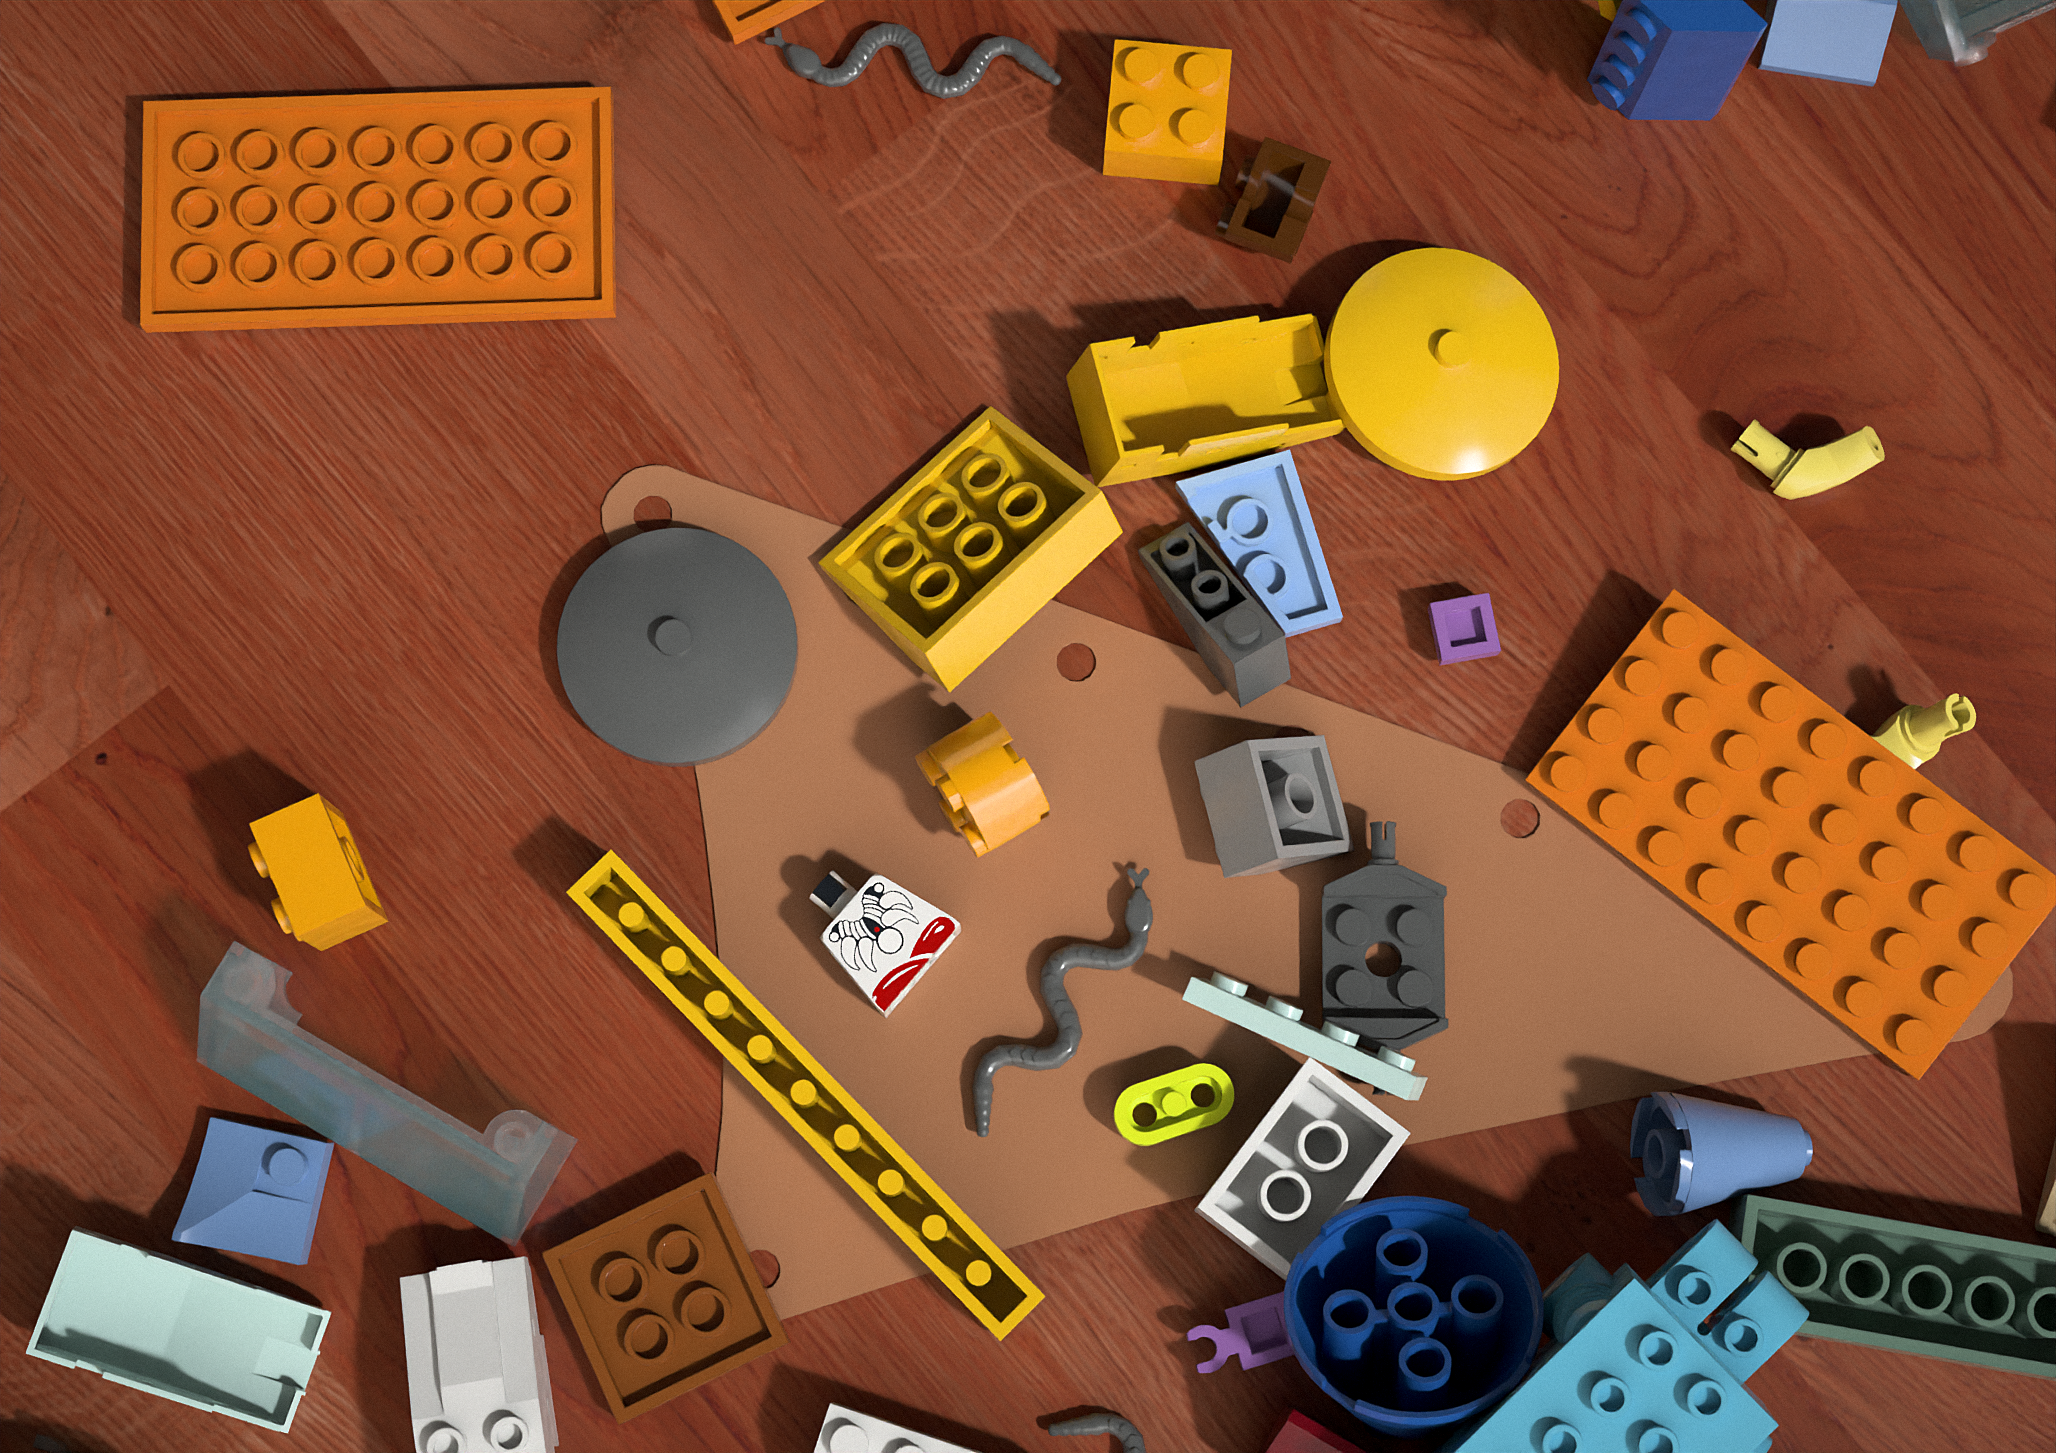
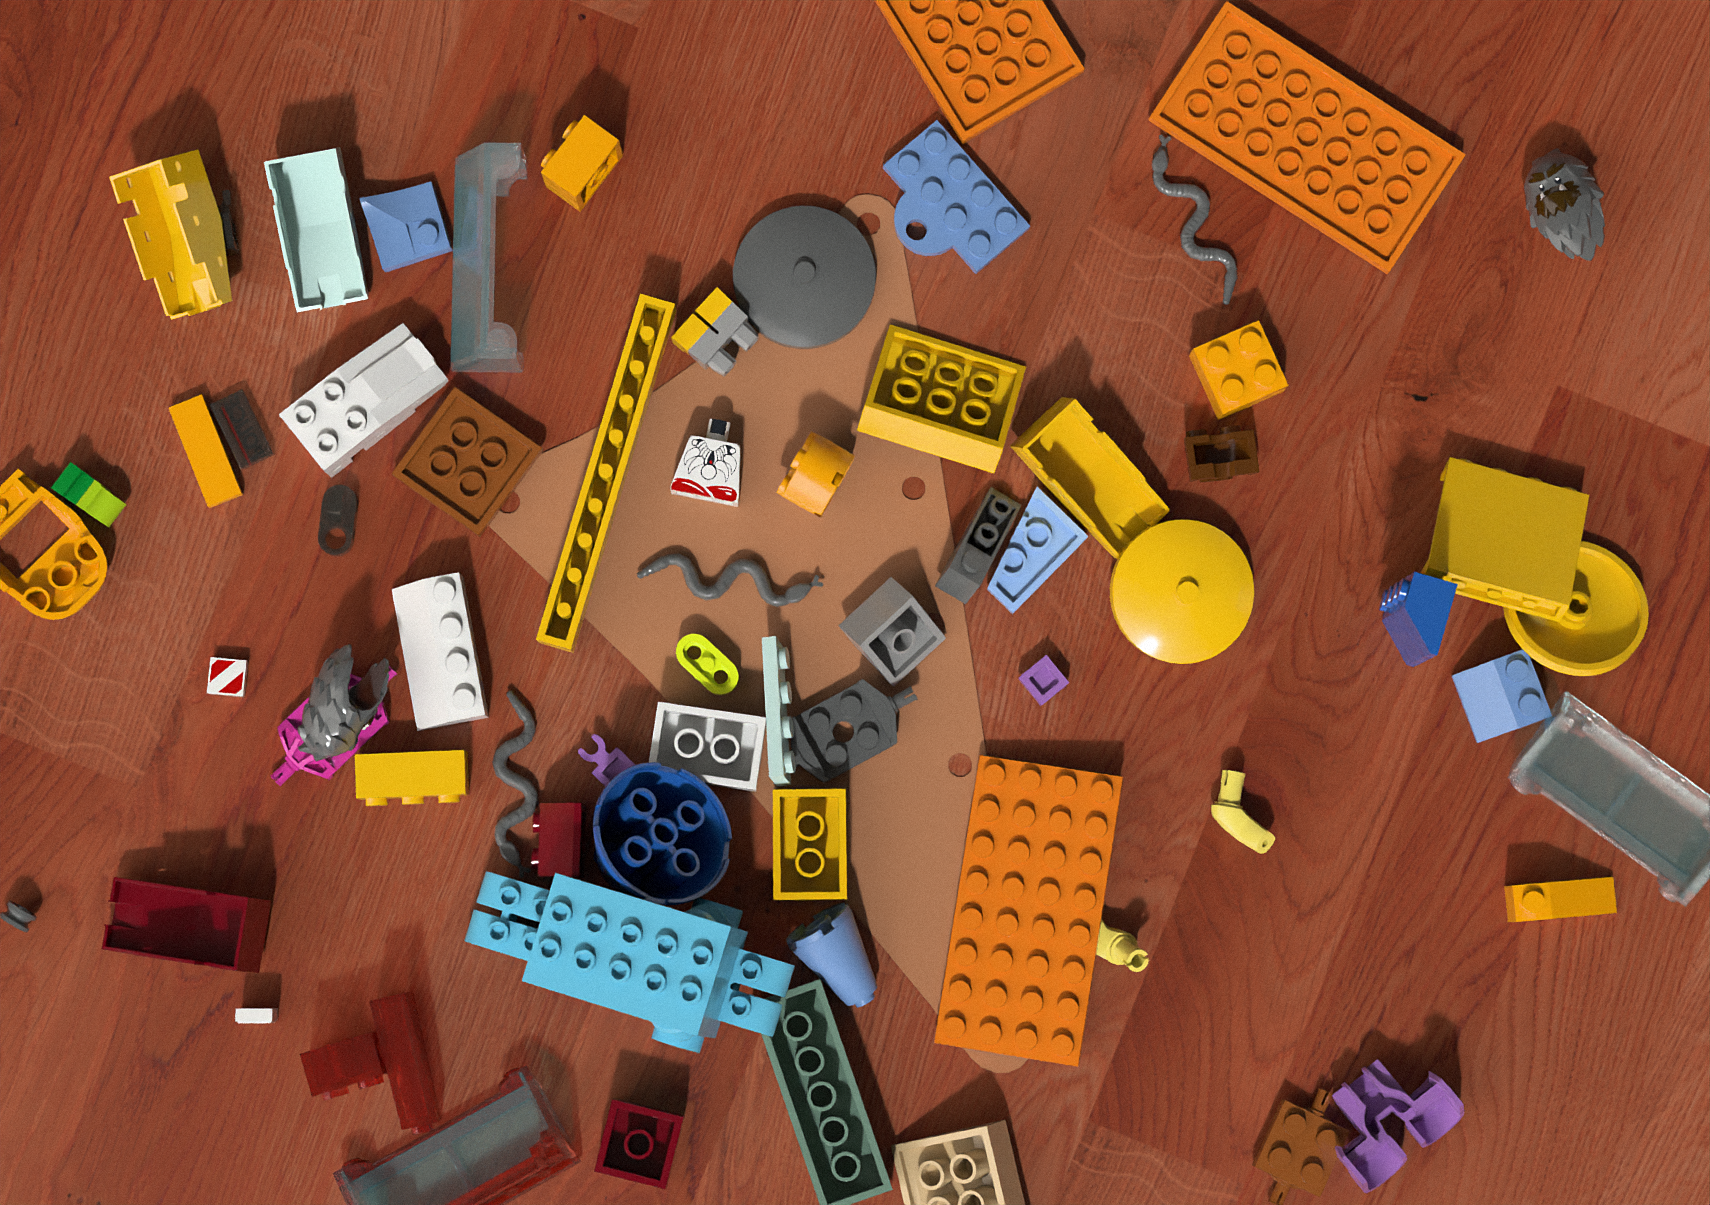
camera: 55 degrees right, 5 degrees up
(678, 821) = (707, 346): none -> light grey hips
(689, 379) = (951, 201): none -> medium blue plate
(1532, 1100) = (809, 844): none -> yellow brick

